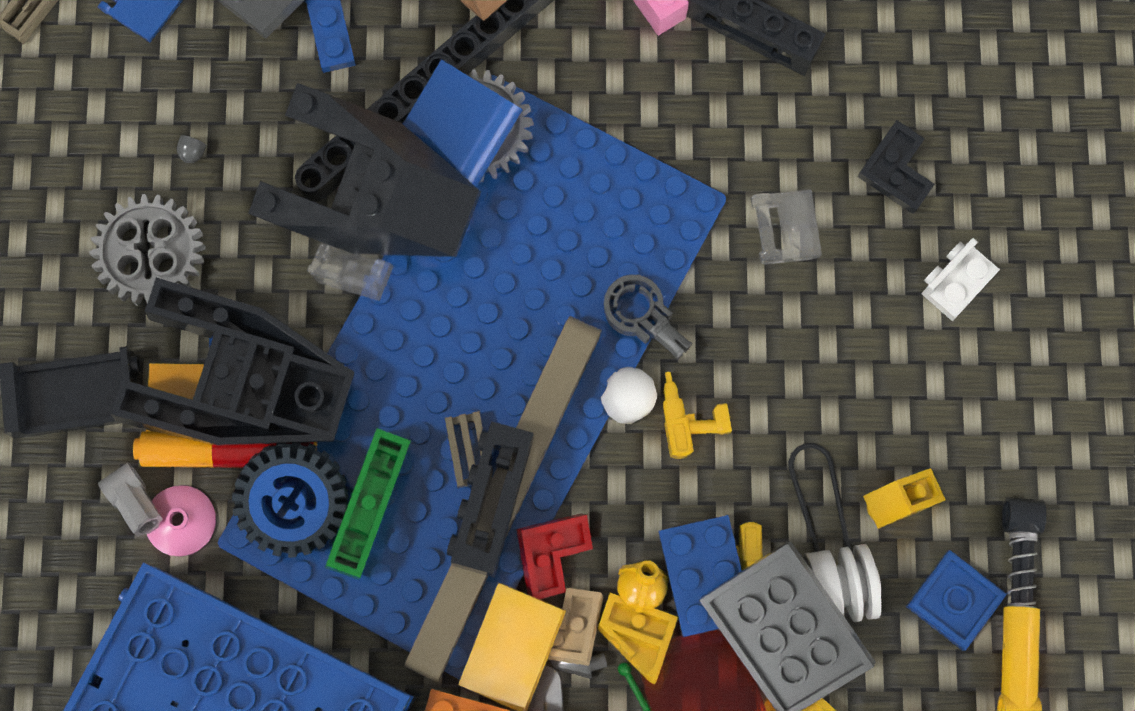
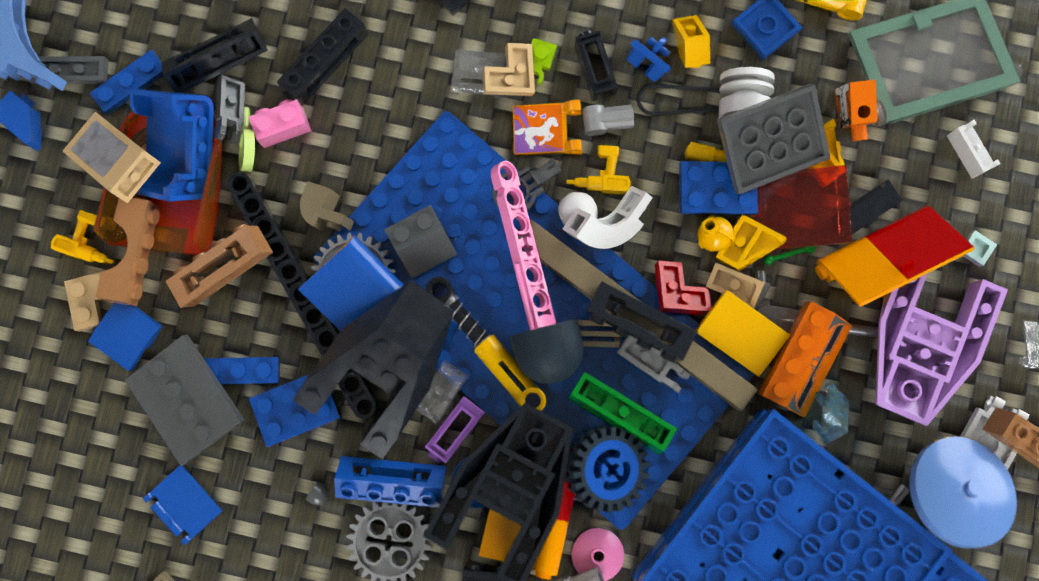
camera: 70 degrees left, 5 degrees up
(222, 230) = (390, 482): none -> blue brick
(272, 86) = (283, 418): none -> blue plate
(328, 321) = (439, 454): none -> medium lavender window
(419, 316) = (488, 347): none -> piece
(430, 389) = (549, 349): none -> piece
(440, 532) = (651, 363): none -> light grey hinge
(539, 199) = (421, 242): none -> dark grey slope
(558, 64) = (318, 208): none -> dark tan brick
(613, 442) = (614, 228): none -> white arch
(733, 327) = (543, 129): none -> flag
(763, 398) = (601, 119): none -> light grey piece
(790, 274) = (516, 77): none -> tan plate
(814, 399) = (595, 87): none -> black window
(830, 302) = (543, 57): none -> lime plate
(871, 433) = (658, 66): none -> blue hips

